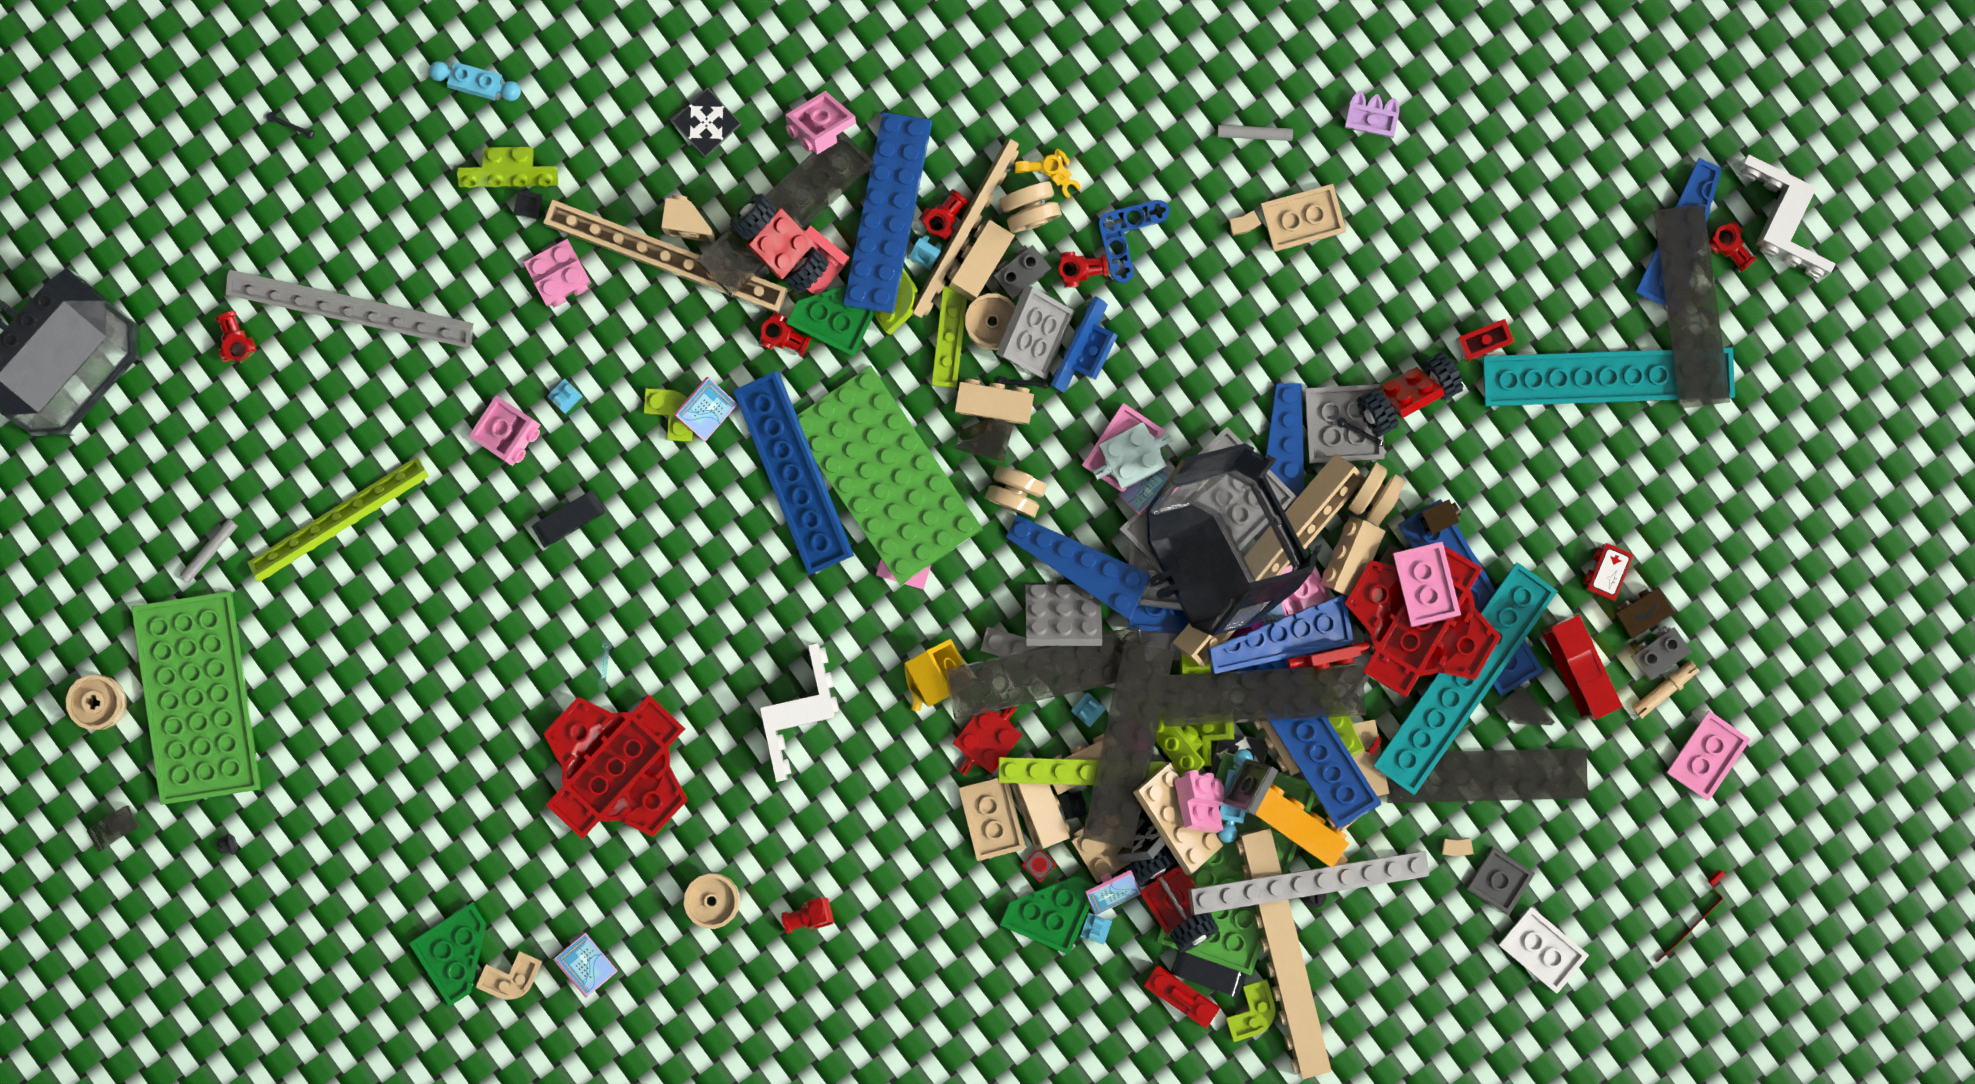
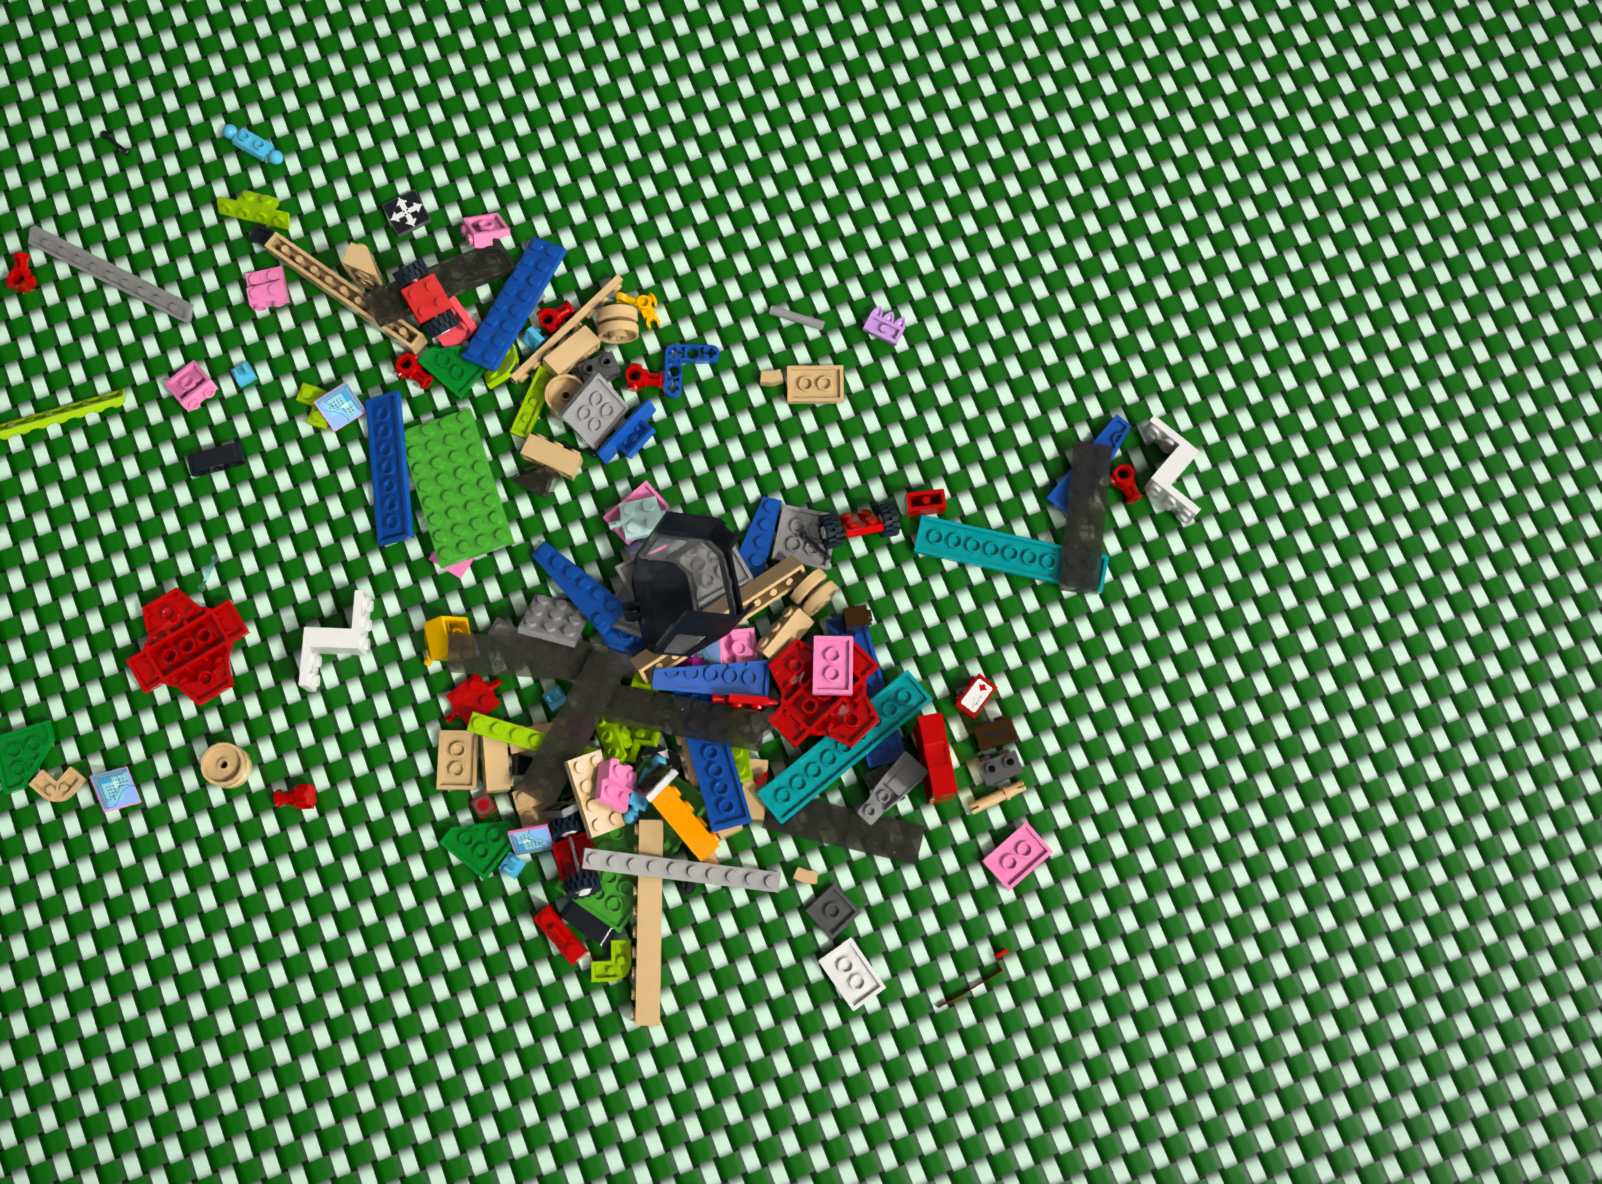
camera: 20 degrees right, 10 degrees down
(1015, 493) = (547, 521): tan wheel -> none
(1537, 713) = (893, 787): none -> light grey piece

